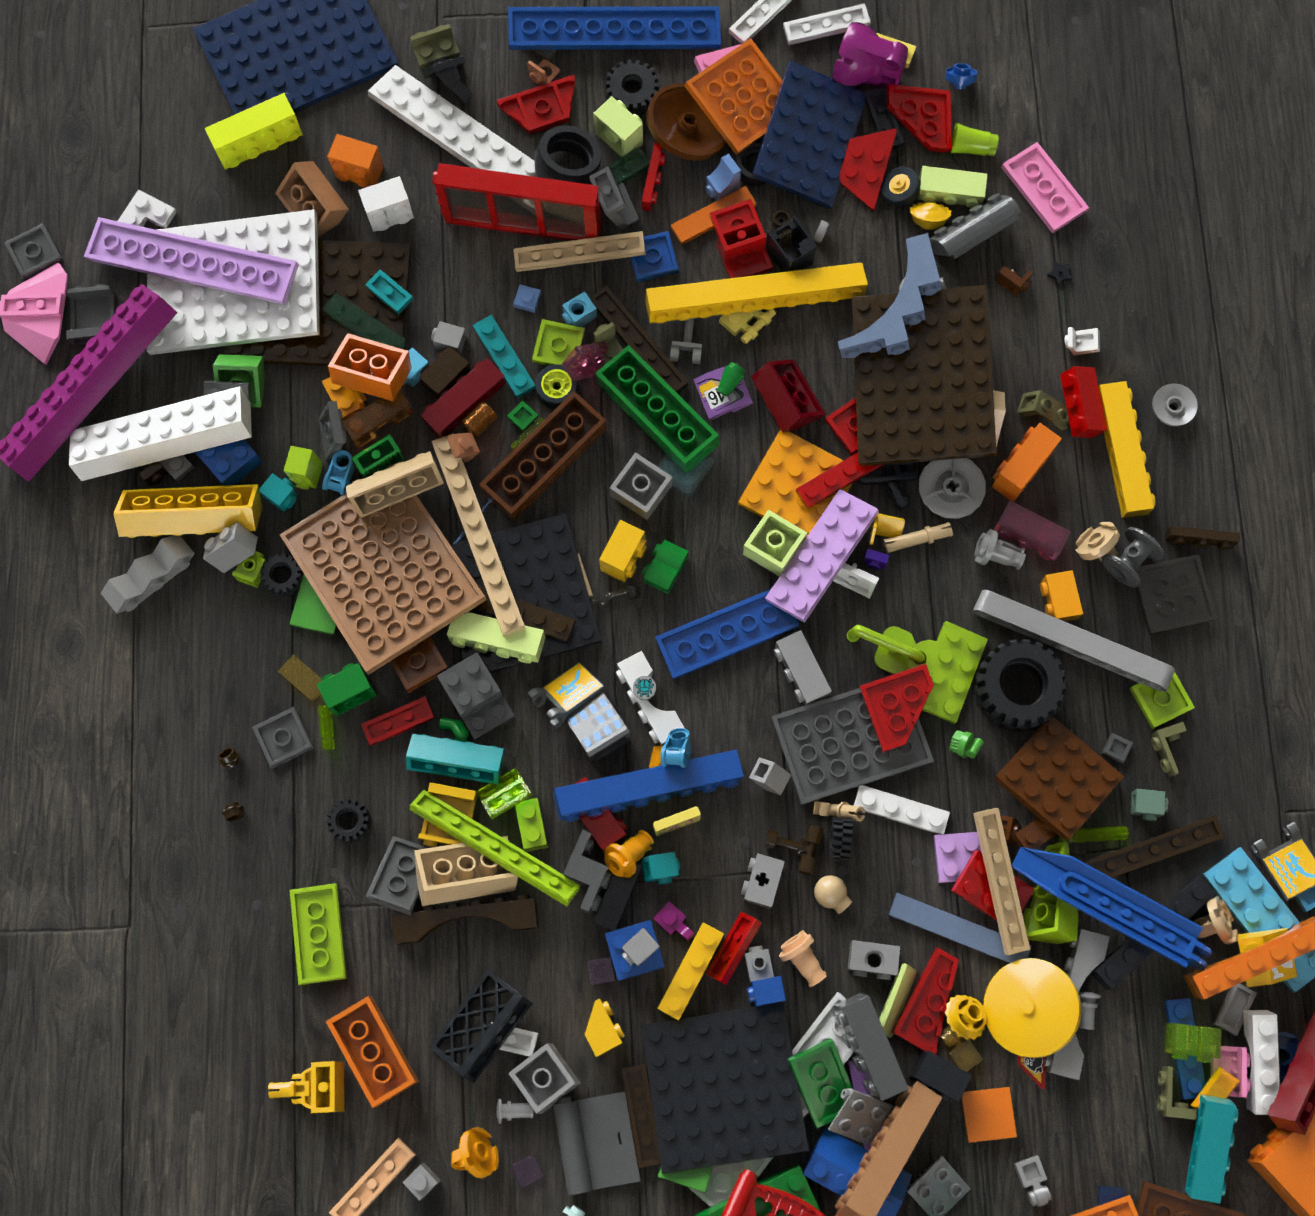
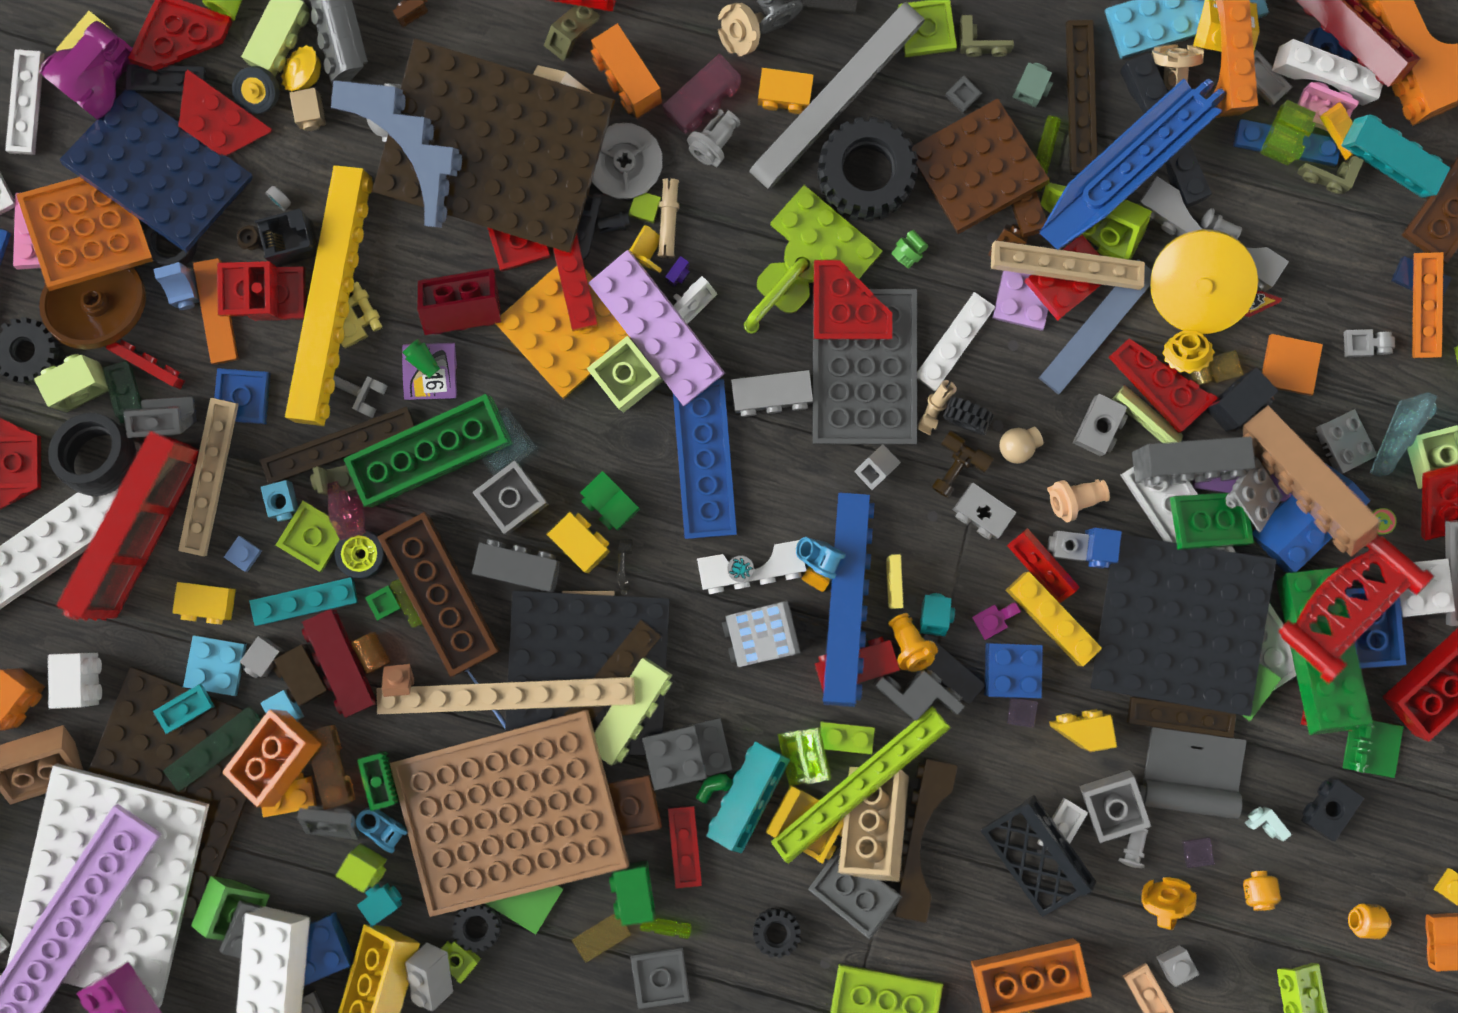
camera: 70 degrees left, 10 degrees up
(394, 484) = (418, 772): tan slope -> none
(431, 305) = (215, 665): none -> medium azure plate
(479, 280) = (203, 601): none -> yellow brick
(567, 693) = (715, 652): flag -> none
(587, 508) = (517, 565): none -> dark grey brick
(639, 948) = (1019, 665): light grey brick -> none
(899, 229) = (307, 109): none -> tan brick
(920, 516) = (645, 207): none -> lime tile

